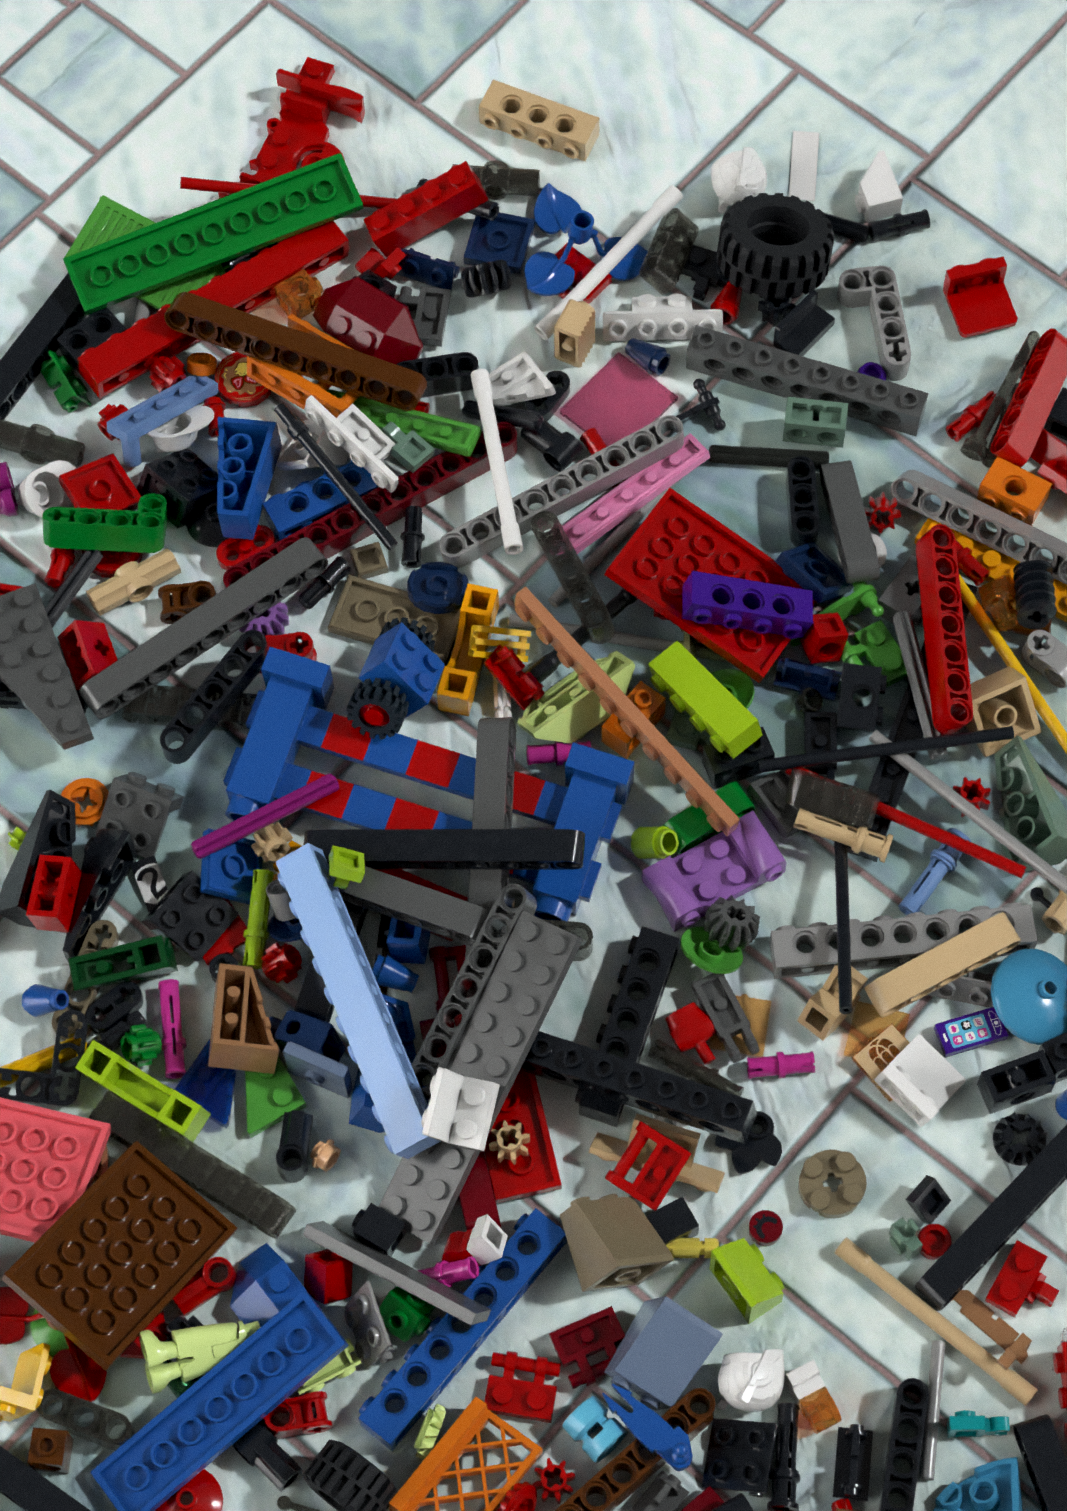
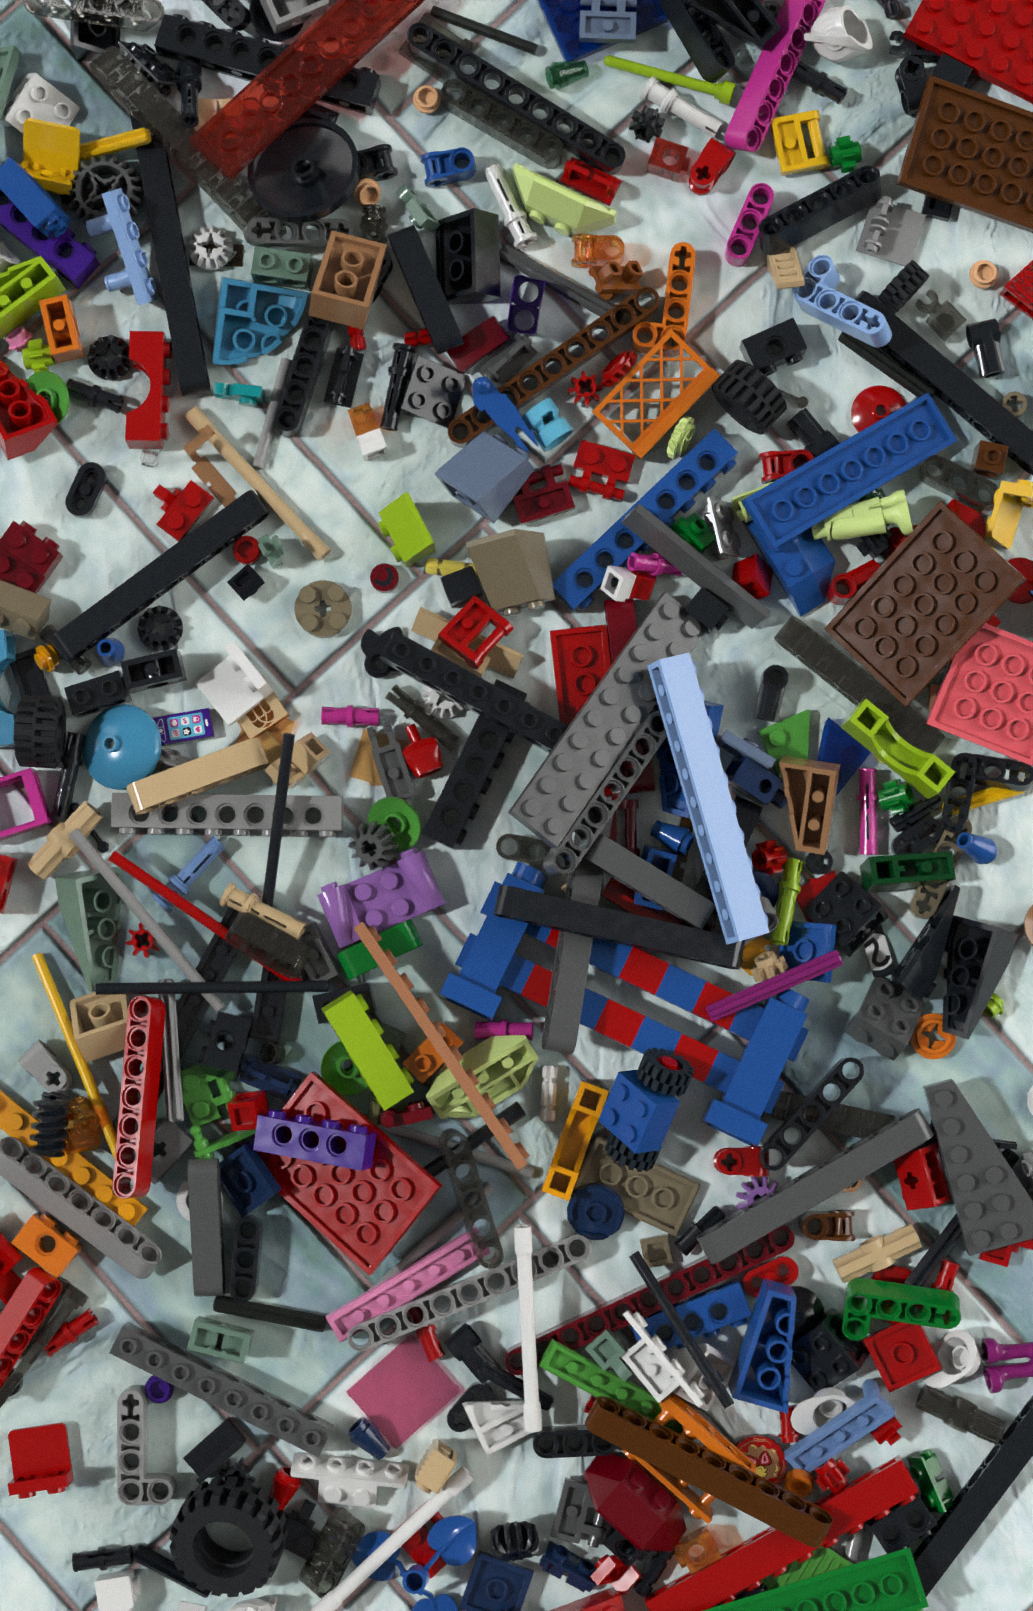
camera: 175 degrees left, 20 degrees up
(53, 893) = (966, 934): red brick -> none
(325, 1155) = (745, 683): light nougat plate -> none
(345, 268) = (652, 1573): none -> black axle
(346, 866) = (707, 919): lime tile -> none
(412, 537) = (613, 1267): black axle -> none
(459, 1109) = (629, 681): white bracket -> none
(508, 671) = (537, 1106): red hinge -> none
(512, 1151) = (588, 658): tan gear -> none
(521, 645) = (548, 1137): yellow tile -> none
(648, 645) = (415, 1112): none -> dark red plate
(654, 842) = (431, 929): lime brick -> none
(707, 404) = (319, 1373): black piece -> none
(751, 1380) = (414, 449): white helmet -> none
(883, 504) = (174, 1236): red gear -> none
(970, 566) = (105, 1171): red pin -> none

